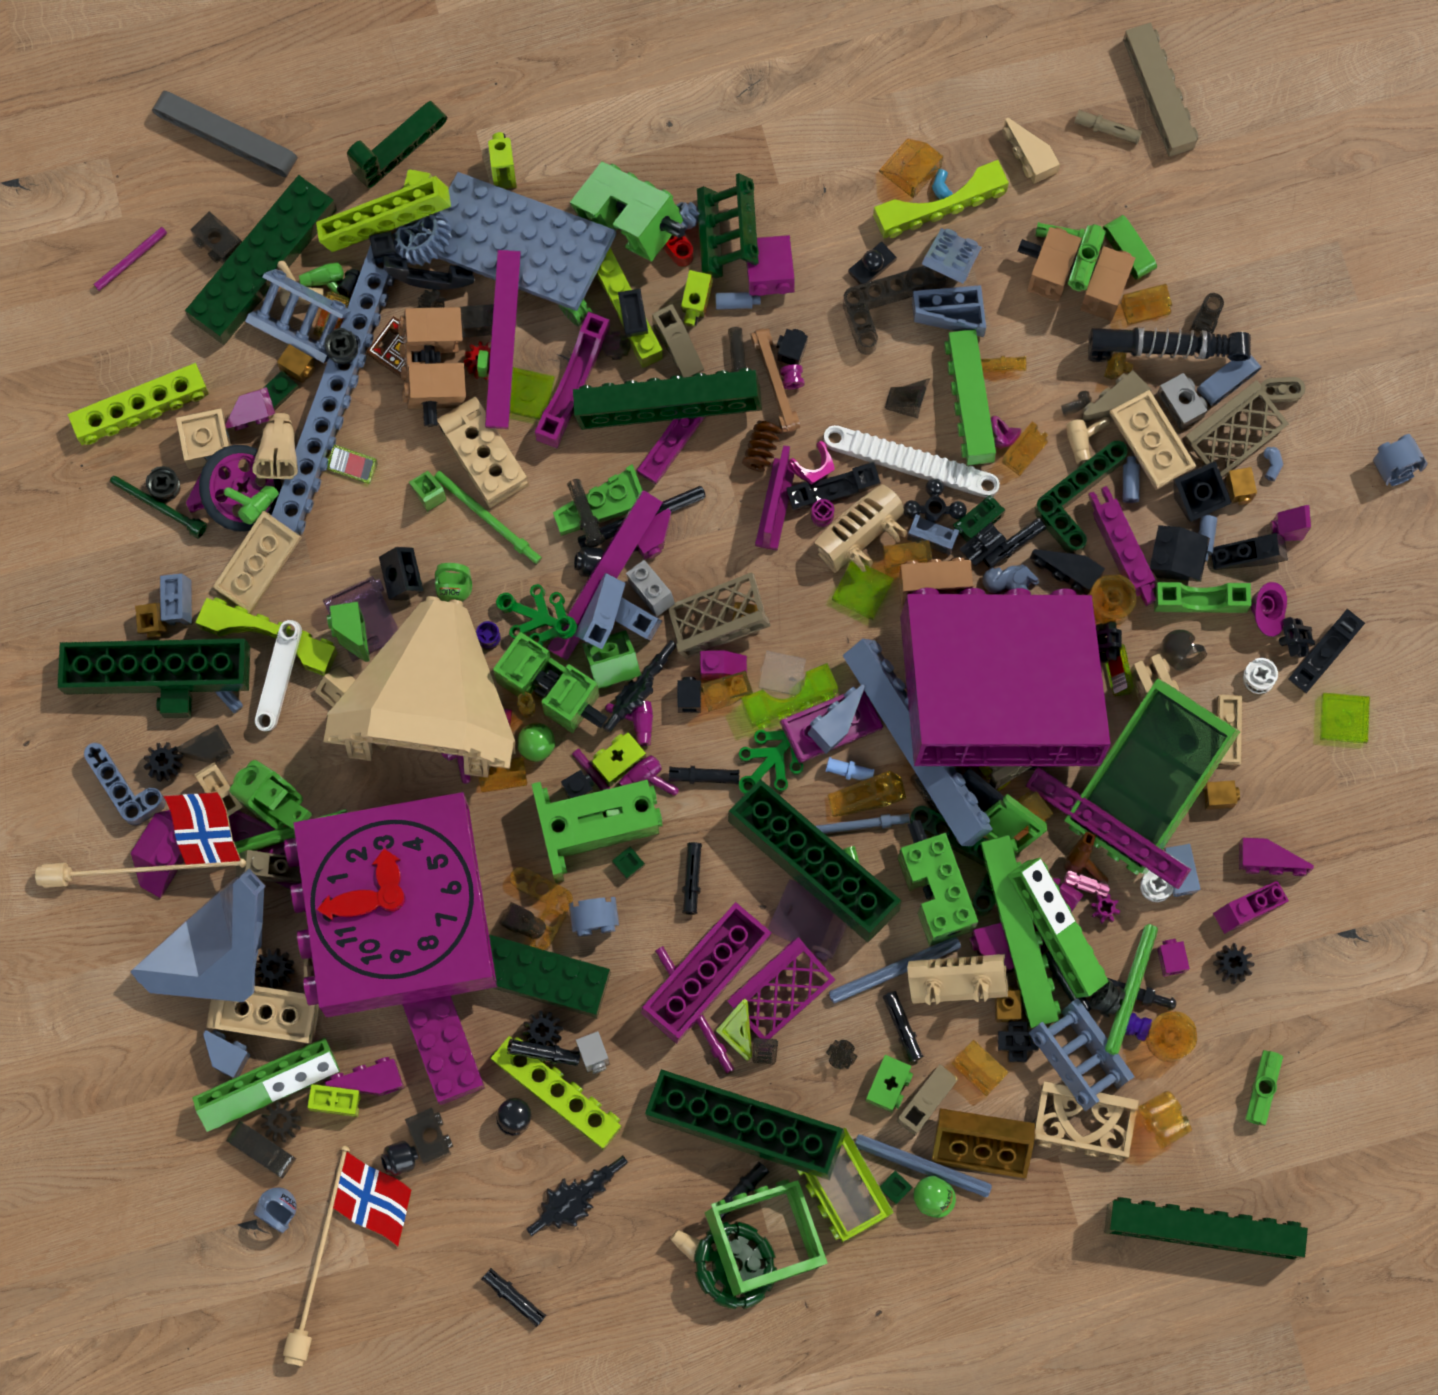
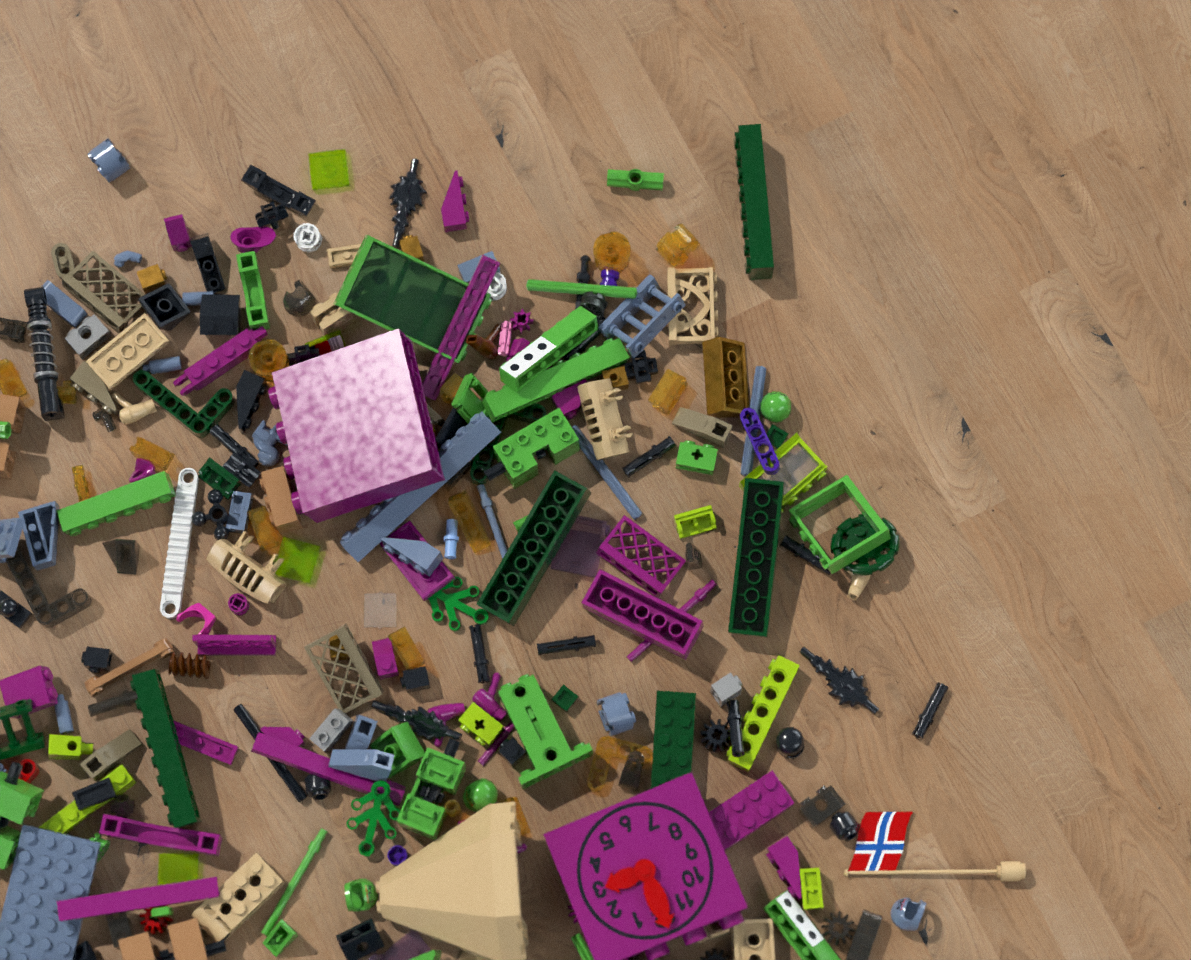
camera: 100 degrees left, 0 degrees up
(588, 522) = (285, 793): clear smoke pin -> none
(606, 501) = (261, 783): bright green wing -> none
(737, 1030) = (681, 583): lime tile -> none
(763, 708) = (386, 579): clear neon green arch -> none
(792, 376) = (123, 653): magenta wheel -> none
(809, 1064) = (695, 522): none -> lime hinge
(834, 488) = (214, 599): black slope -> none
(841, 1054) = (682, 498): clear smoke gear -> none
(890, 1160) = (756, 442): none -> dark purple beam
(1173, 957) = (549, 263): magenta brick -> none
(1224, 964) = (549, 223): black gear -> none
(1250, 907) = (496, 213): magenta slope -> none
(1292, 803) = (406, 195): none -> black piece

